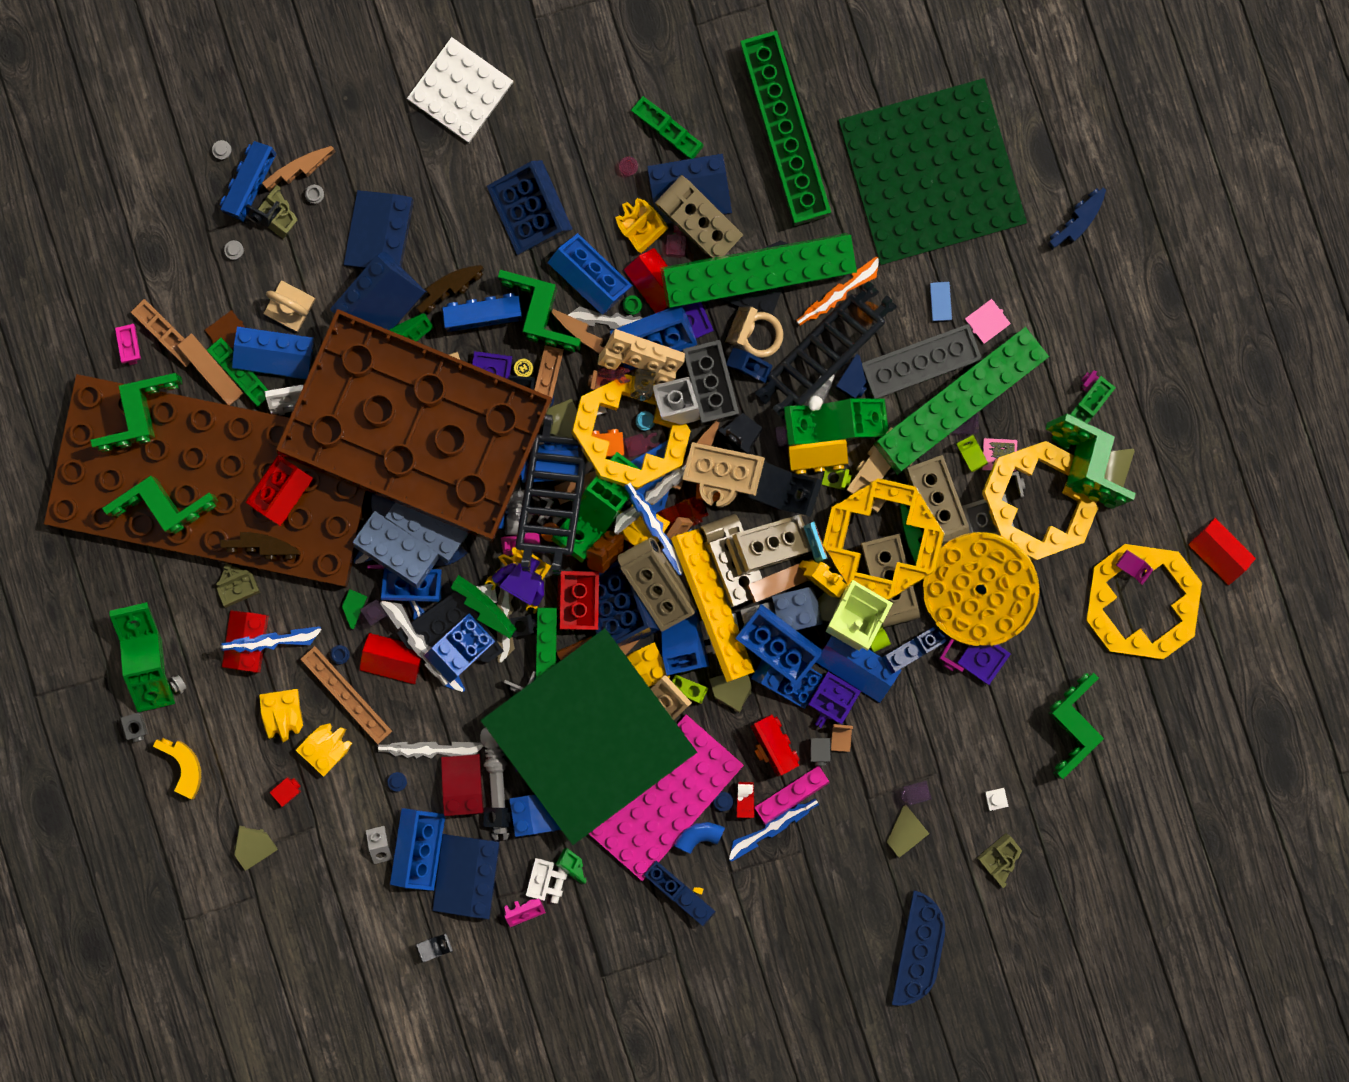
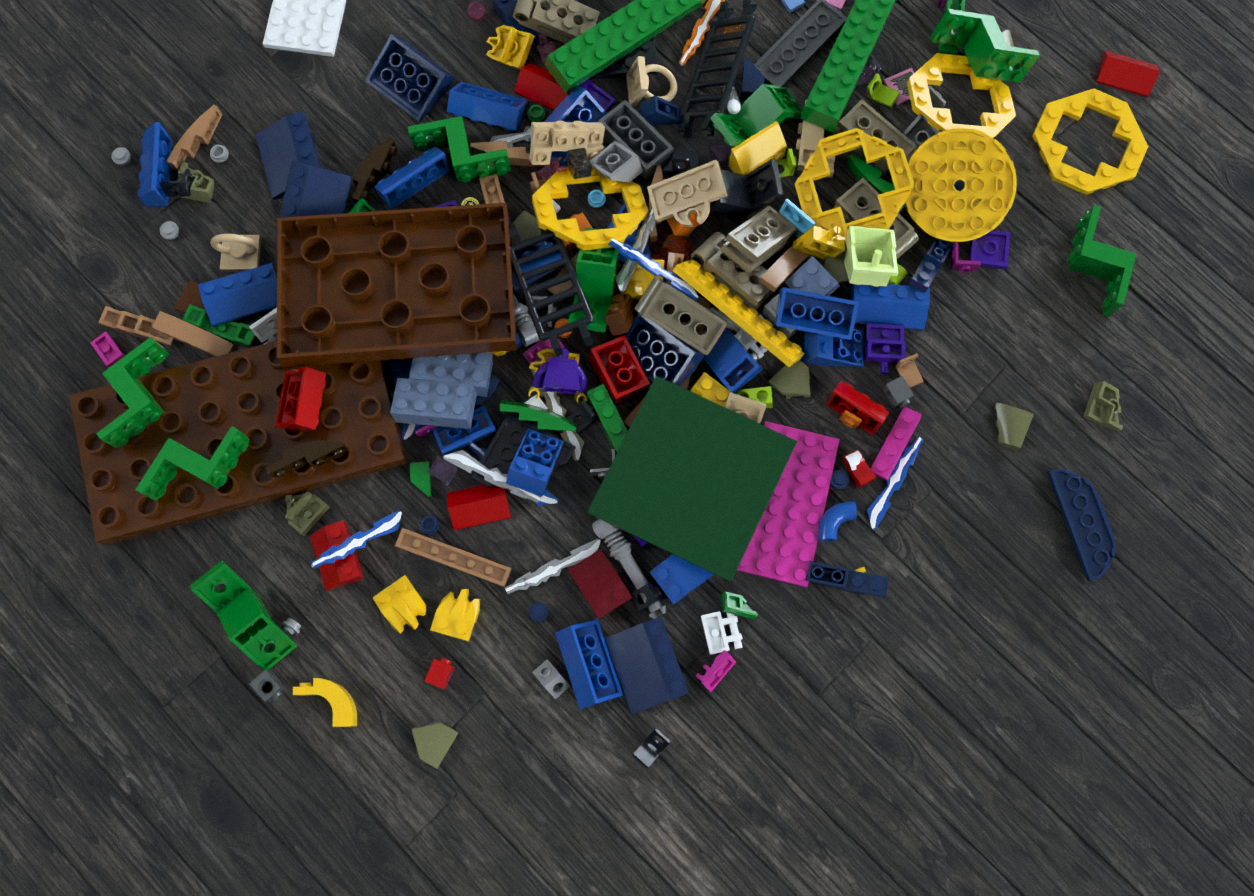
camera: 30 degrees left, 10 degrees down
(638, 445) = (602, 220): clear pink plate -> none
(916, 793) = (1001, 386): clear purple brick -> none
(996, 799) = (1069, 359): white plate -> none
(1134, 566) = (1069, 113): magenta bracket -> none

